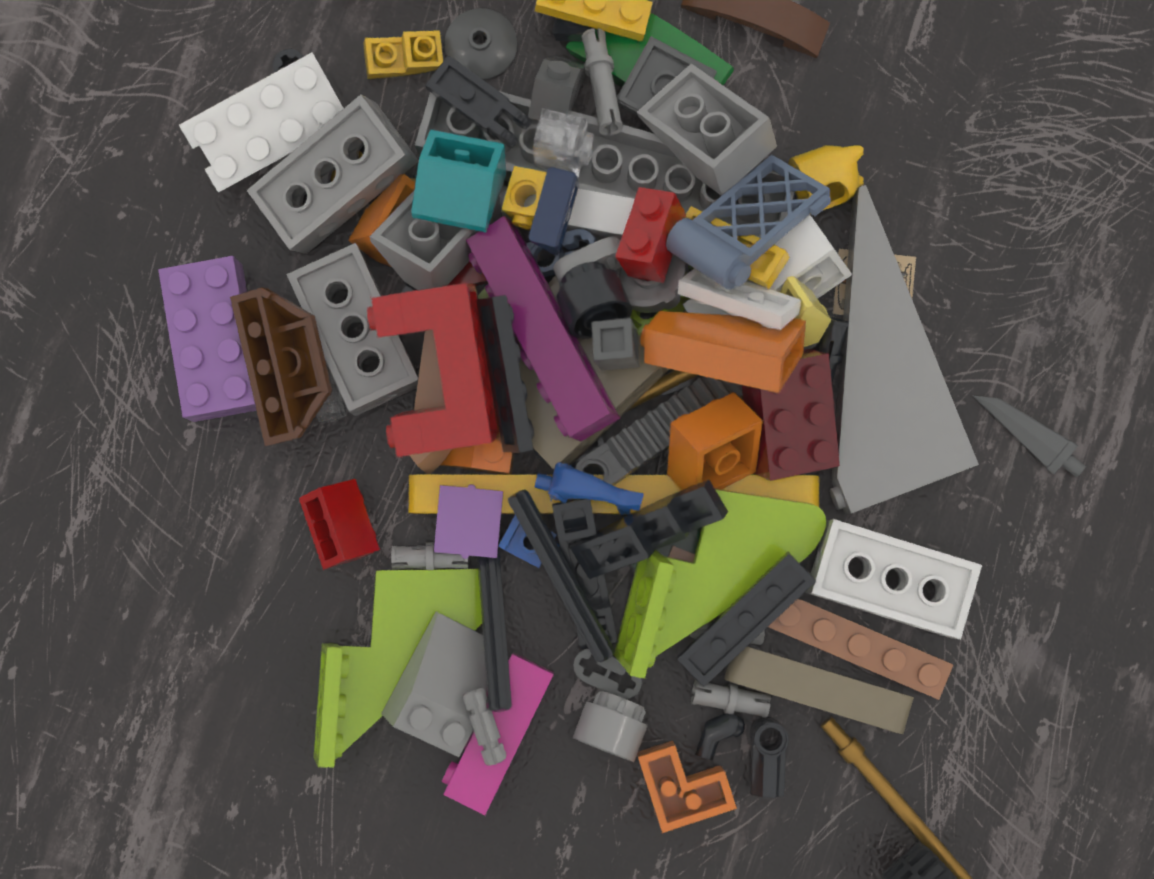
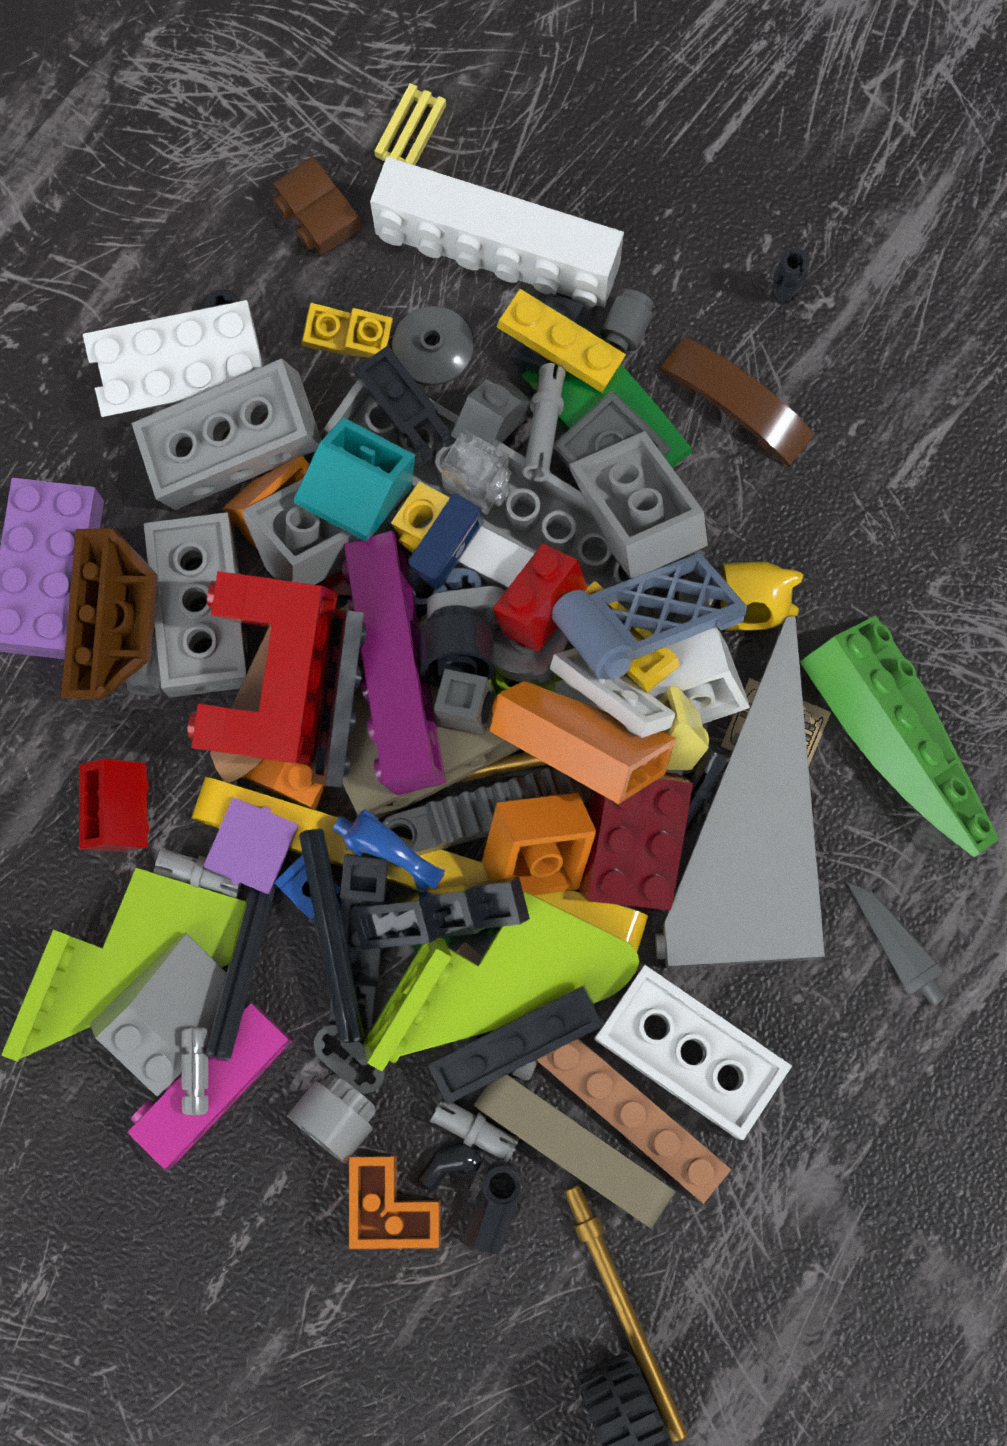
camera: 20 degrees right, 5 degrees down
(979, 255) = (899, 730): none -> bright green wedge

